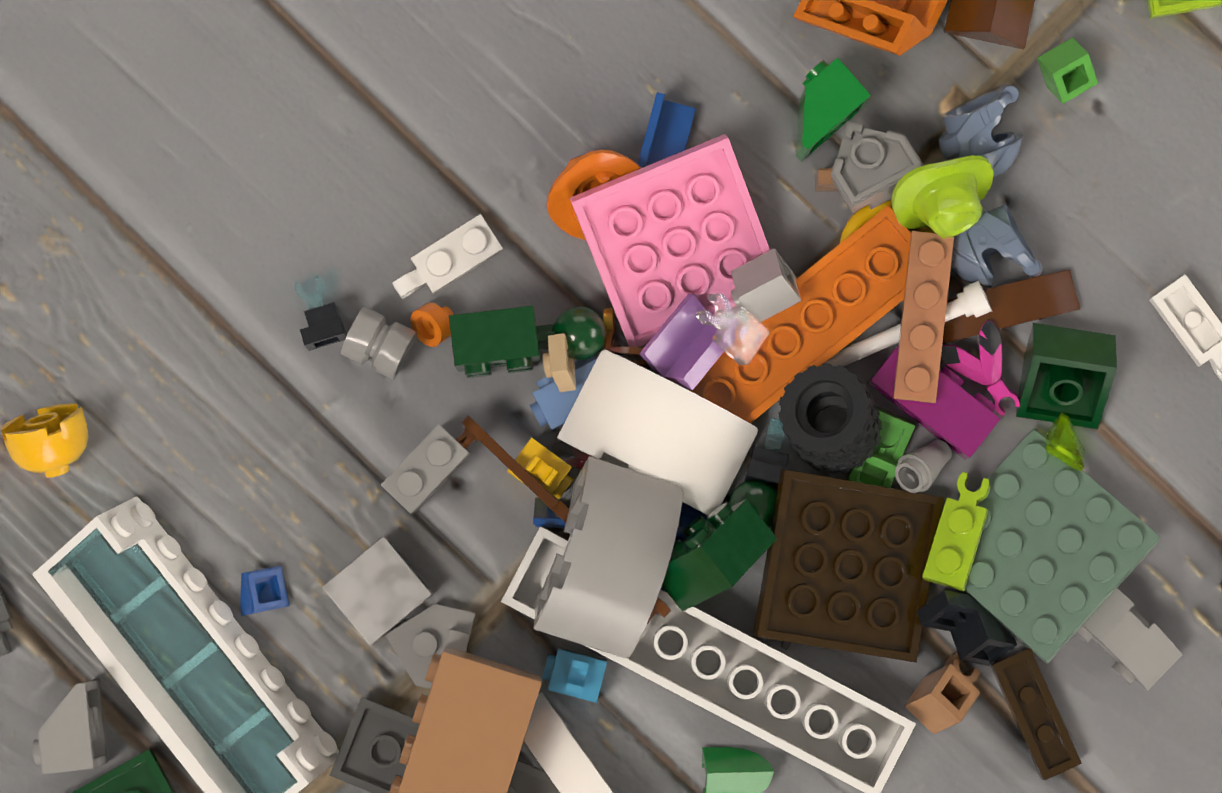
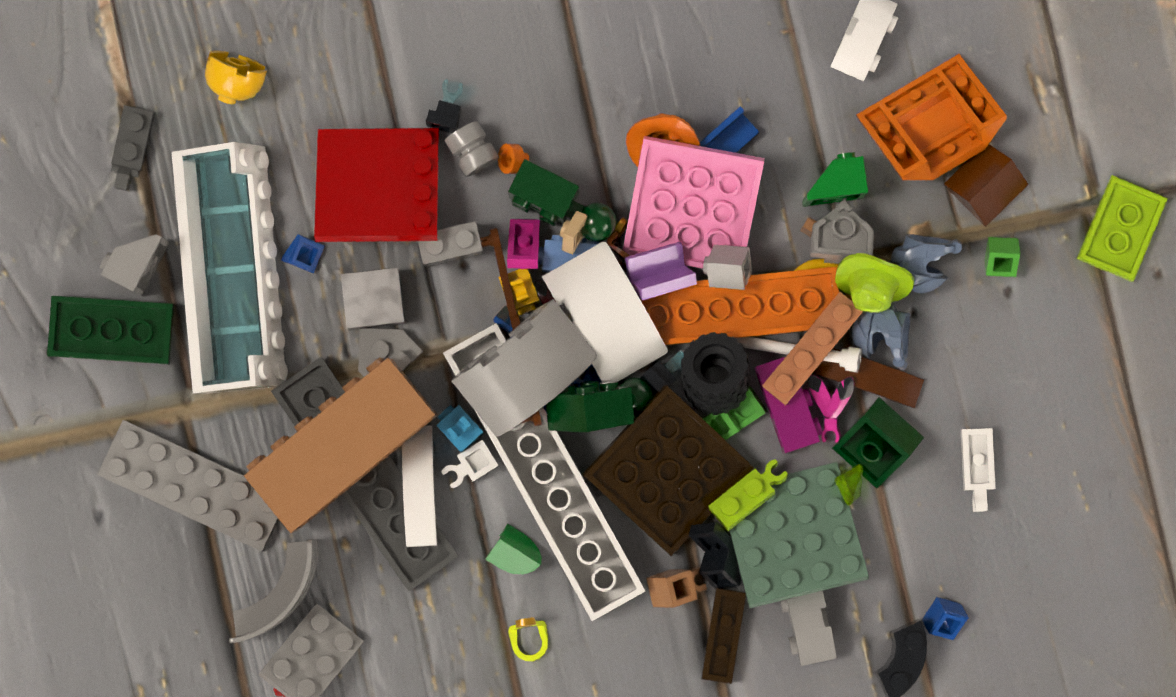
camera: 35 degrees right, 0 degrees up
(296, 456) = (377, 185): none -> red plate
(450, 258) = (549, 126): white plate -> none
(510, 413) = (523, 243): none -> dark pink plate
(619, 703) = (474, 462): none -> white plate
(737, 328) = (694, 282): clear plate -> none
(921, 467) = (753, 439): light grey cone -> none

